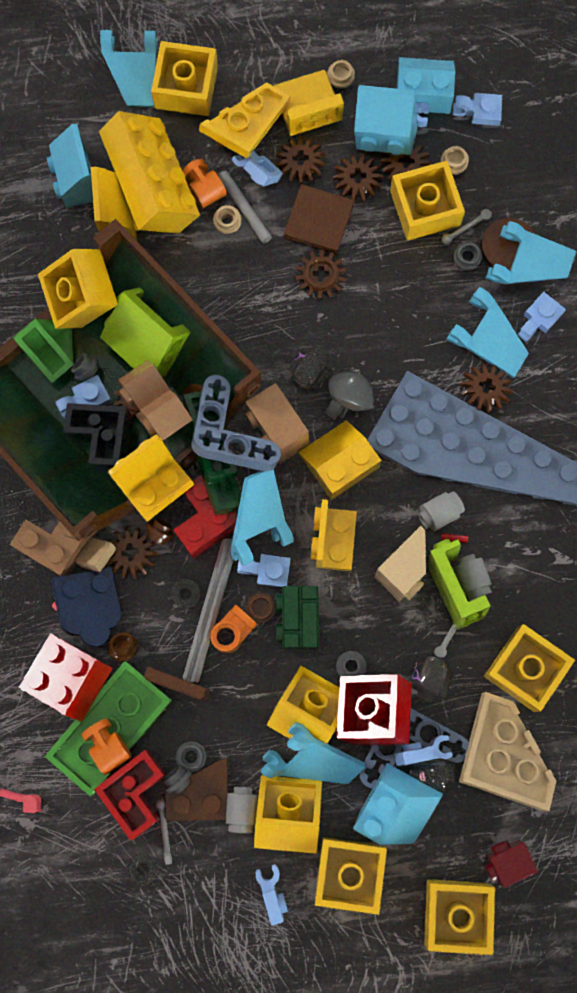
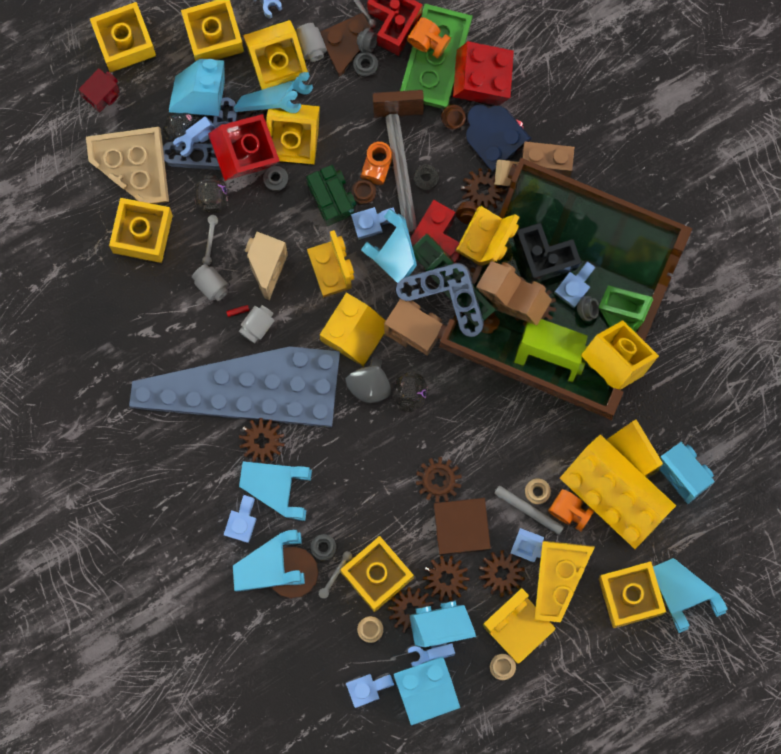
camera: 155 degrees right, 0 degrees up
(461, 611) = (208, 245): lime panel -> none

